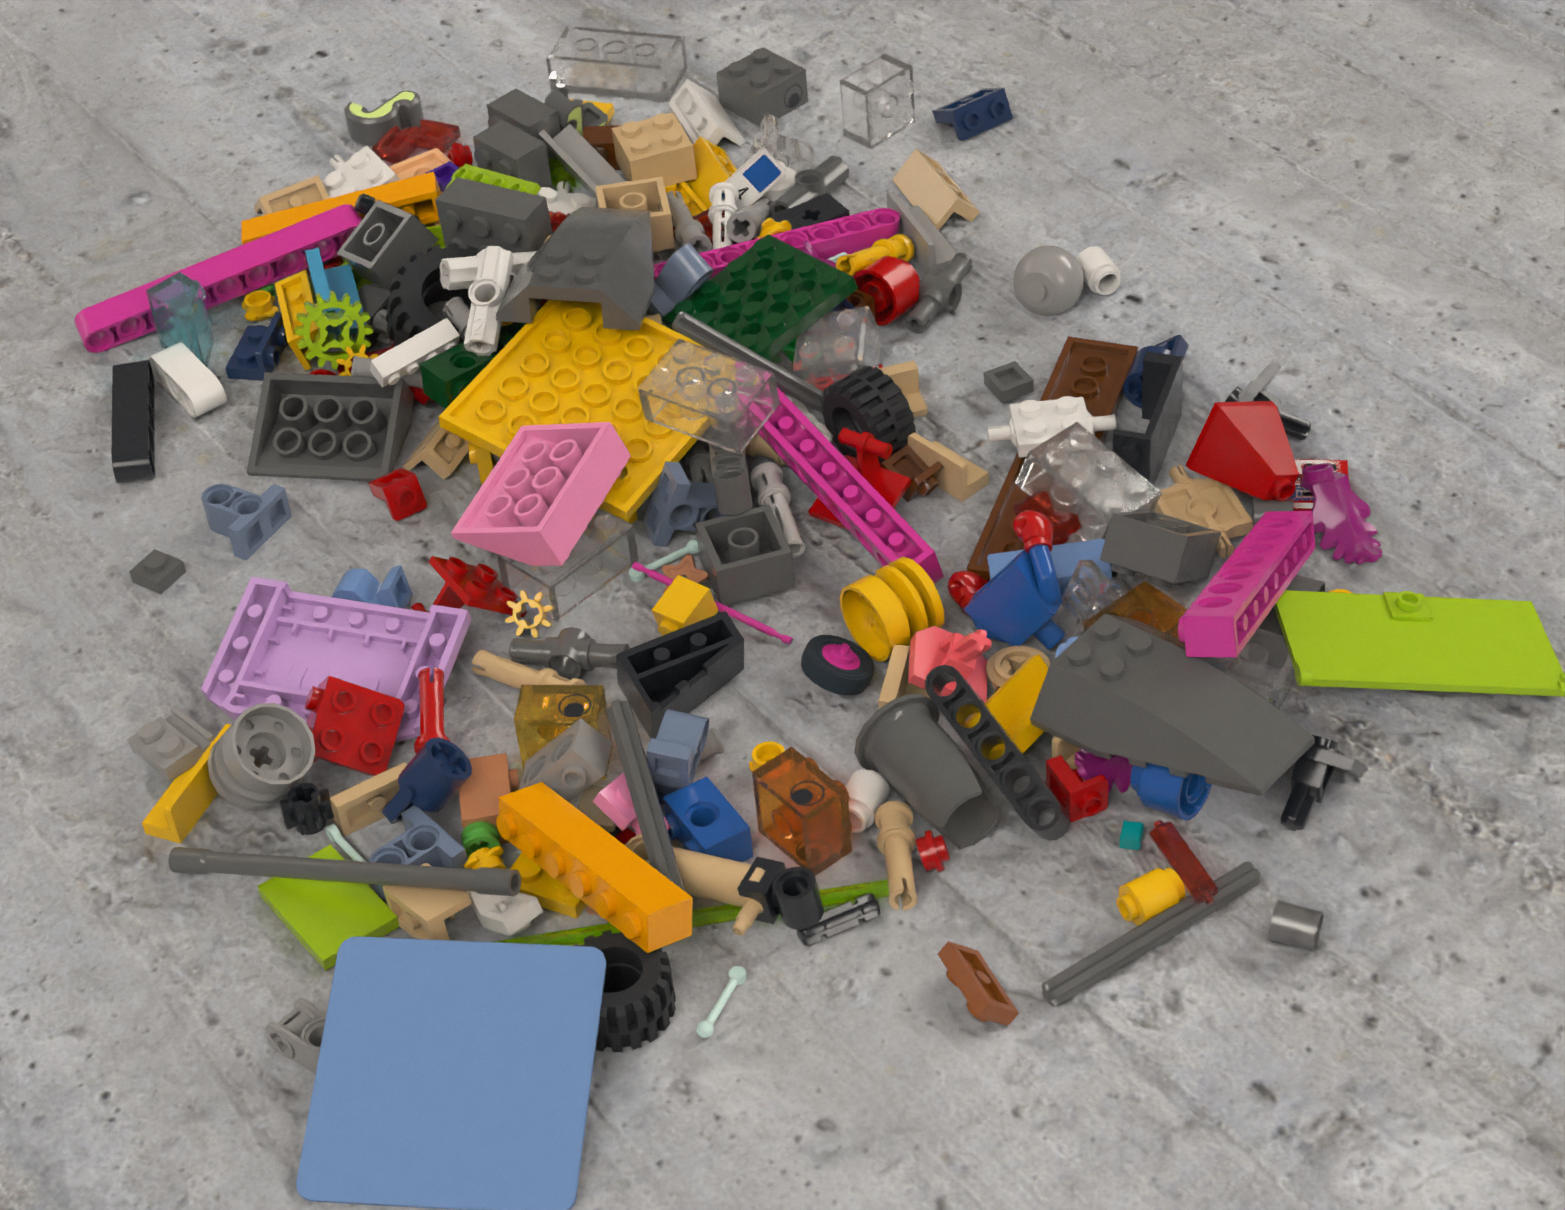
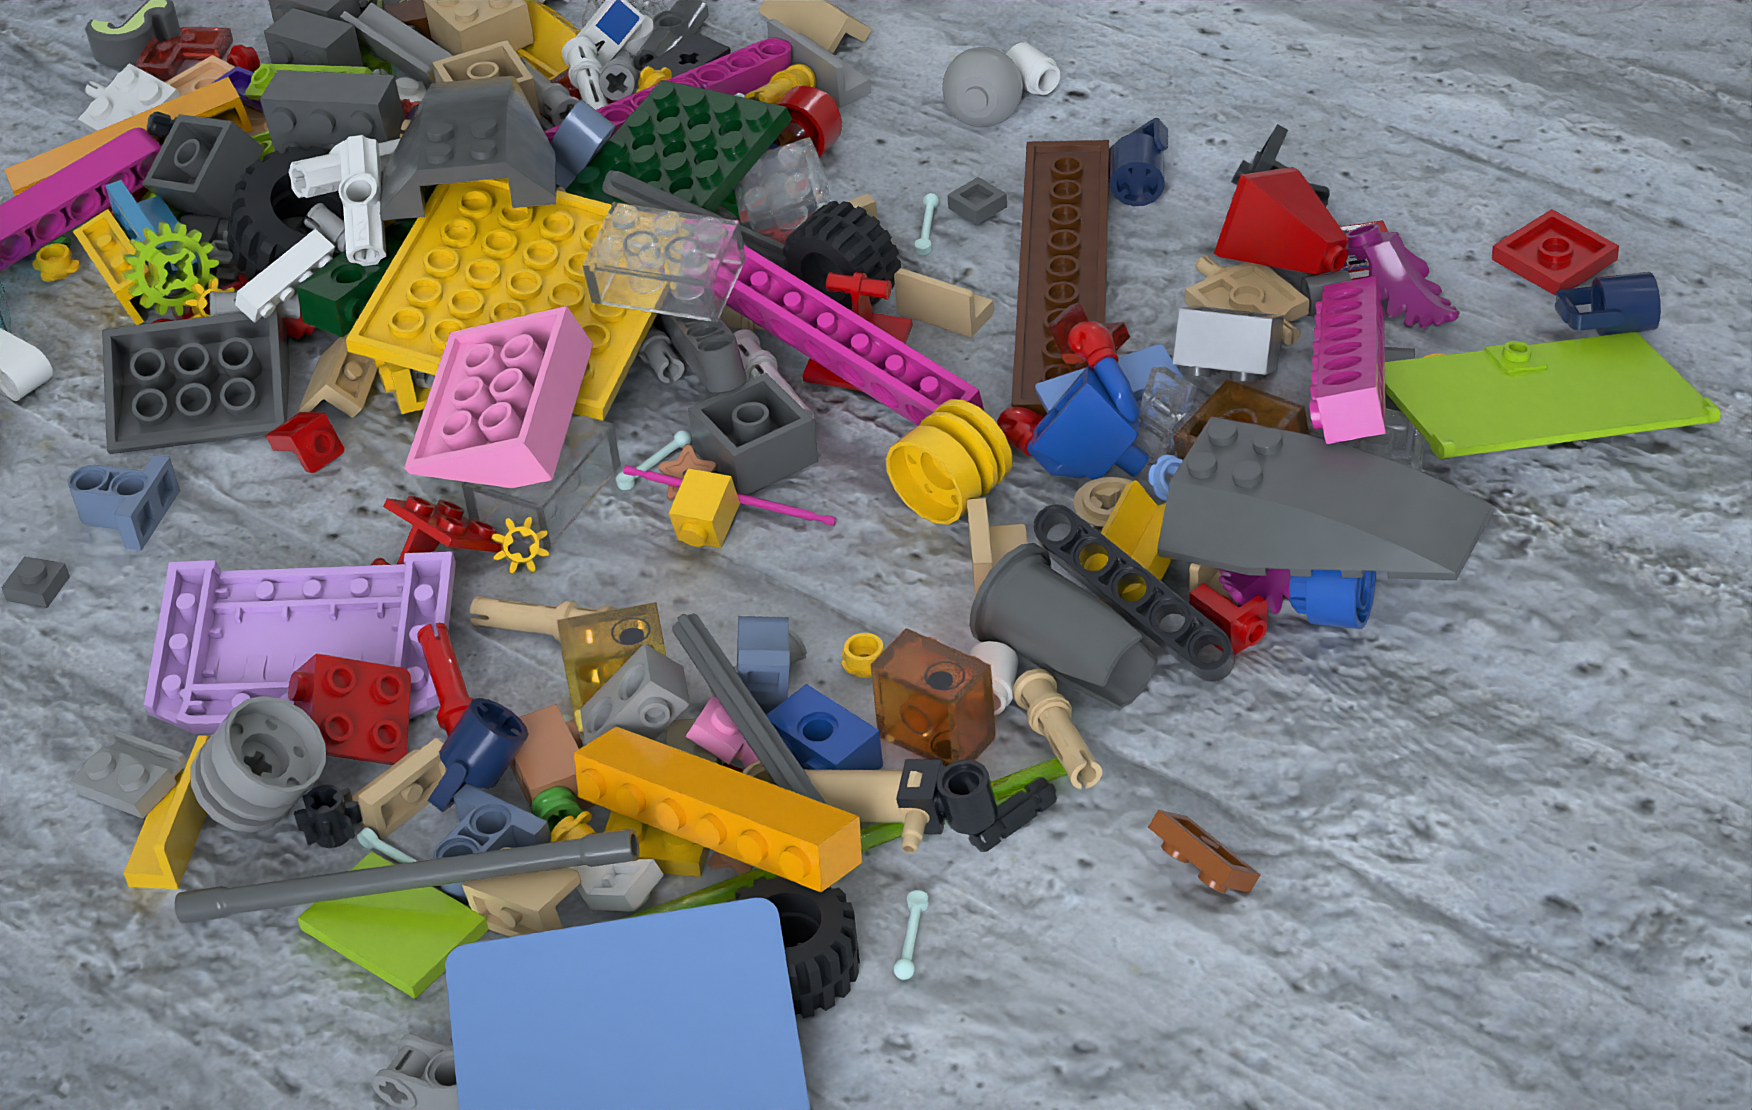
camera: 15 degrees left, 0 degrees up
(258, 351) = (74, 311): dark blue bracket -> none
(298, 194) = (56, 133): tan panel -> none
(364, 587) = (303, 550): medium blue leg -> none
(567, 654) = (584, 579): dark grey pin -> none
(678, 504) = (655, 394): sand blue tile -> none
(680, 669) = (726, 570): black wedge -> none
(837, 665) = (905, 535): black wheel -> none
(911, 465) = (904, 305): reddish brown bracket -> none
(932, 851) = (1094, 717): red plate -> none
(939, 293) = (862, 120): dark grey pin -> none
(940, 647) = (1018, 499): coral piece -> none
(951, 413) = (923, 245): none -> light aqua hinge
(1038, 421) = (1049, 238): white plate -> none
(1085, 480) = (1119, 285): clear brick -> none
(1131, 835) = (1306, 657): teal piece -> none
(1146, 936) = (1371, 760): dark grey axle -> none
(1149, 895) = (1359, 716): yellow brick -> none
(1162, 407) = (1157, 196): black panel -> none
(1184, 862) = (1383, 673): clear red axle -> none
(1295, 925) = (1530, 716): flat silver beam -> none
(1312, 778) = (1485, 561): black piece -> none
(1486, 517) = (1555, 252): none -> red plate
(1523, 574) = (1617, 304): none -> dark blue piece

